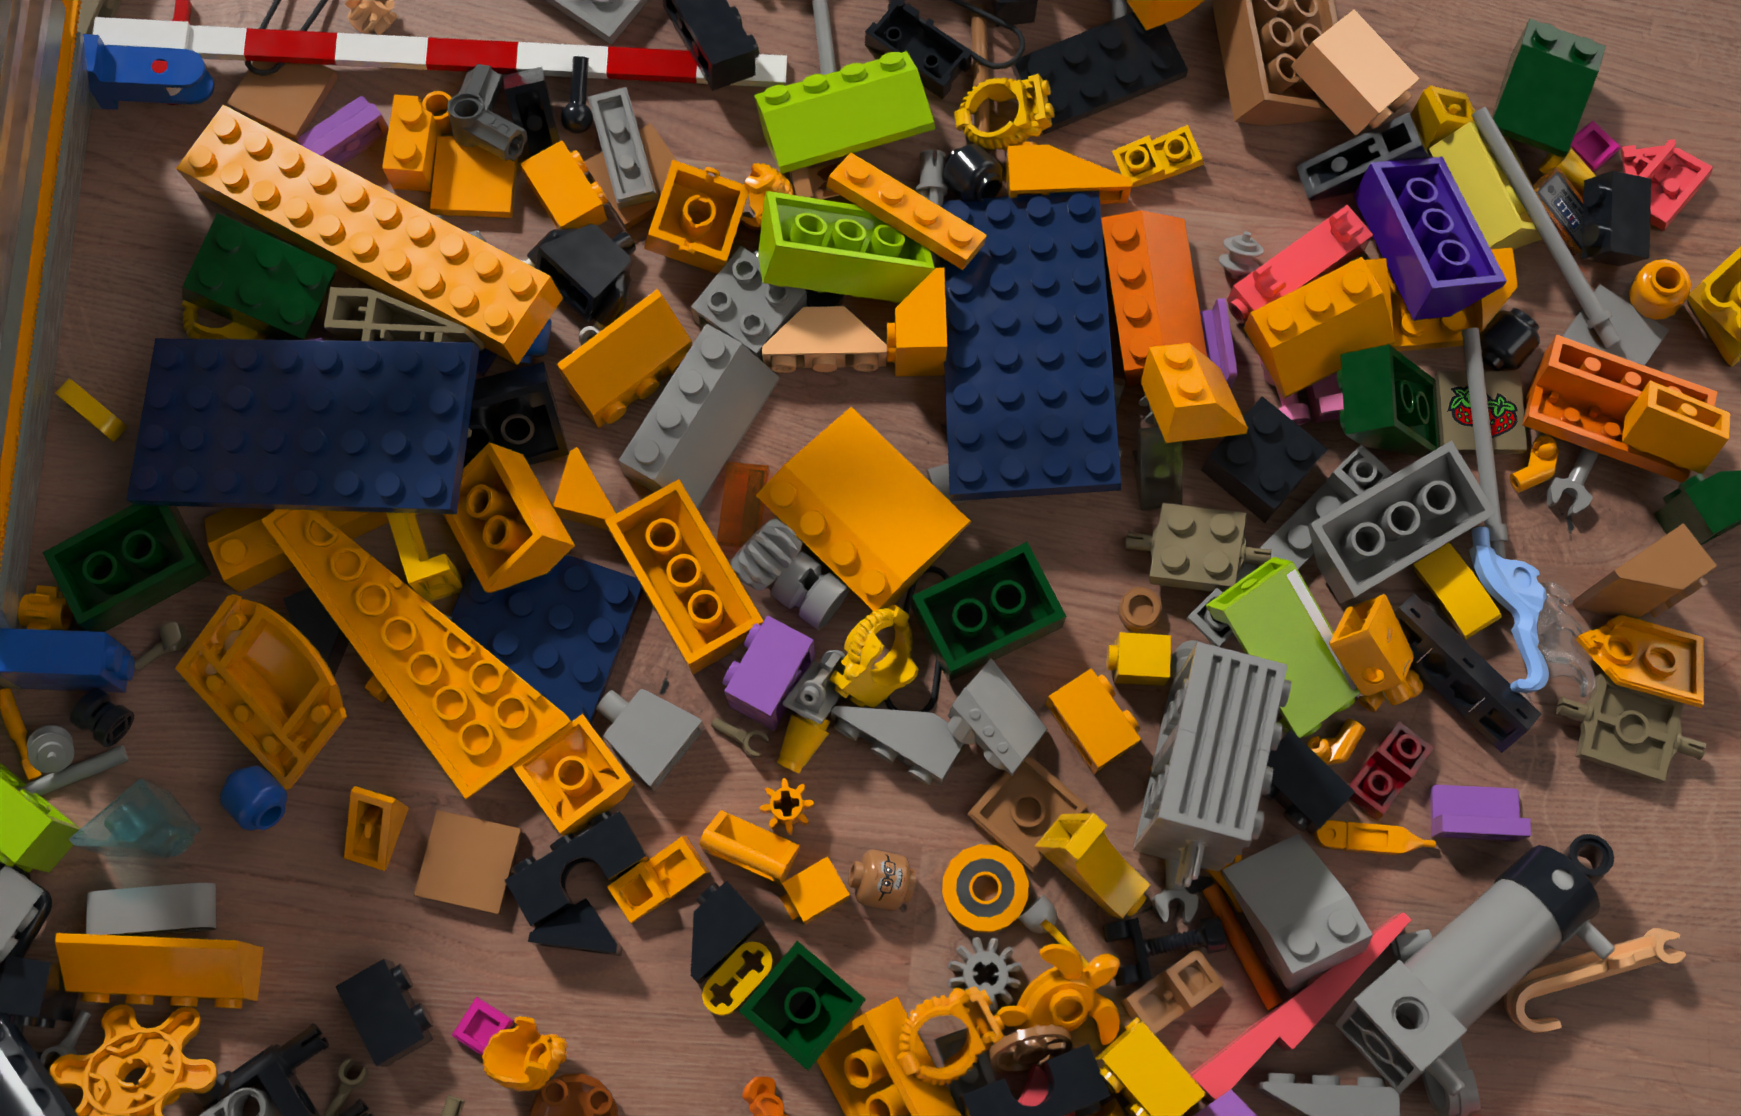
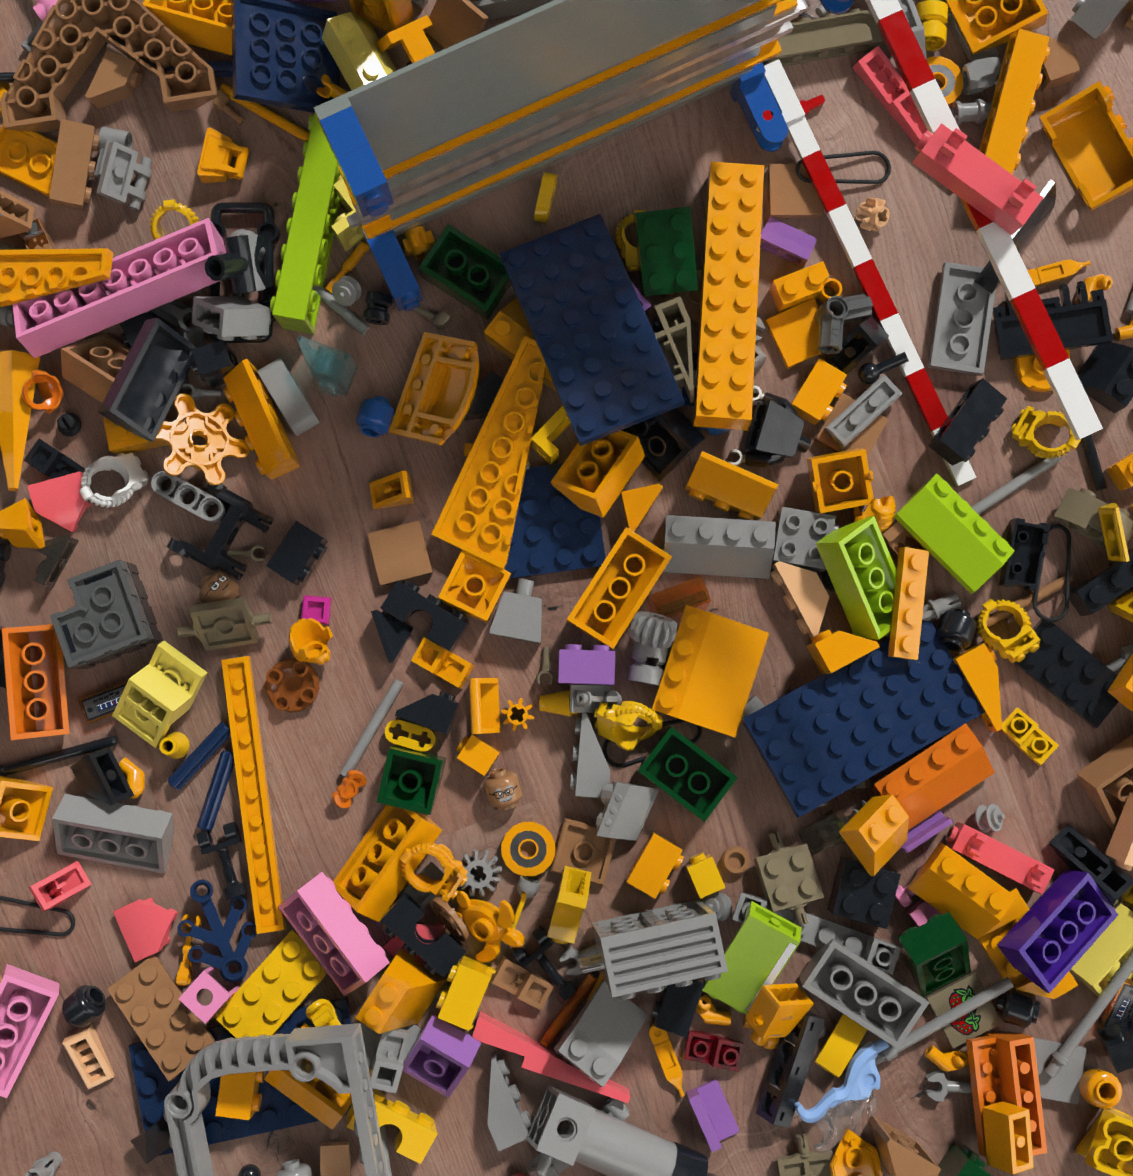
camera: 65 degrees right, 10 degrees up
(697, 1030) = (372, 727): none -> light grey bar

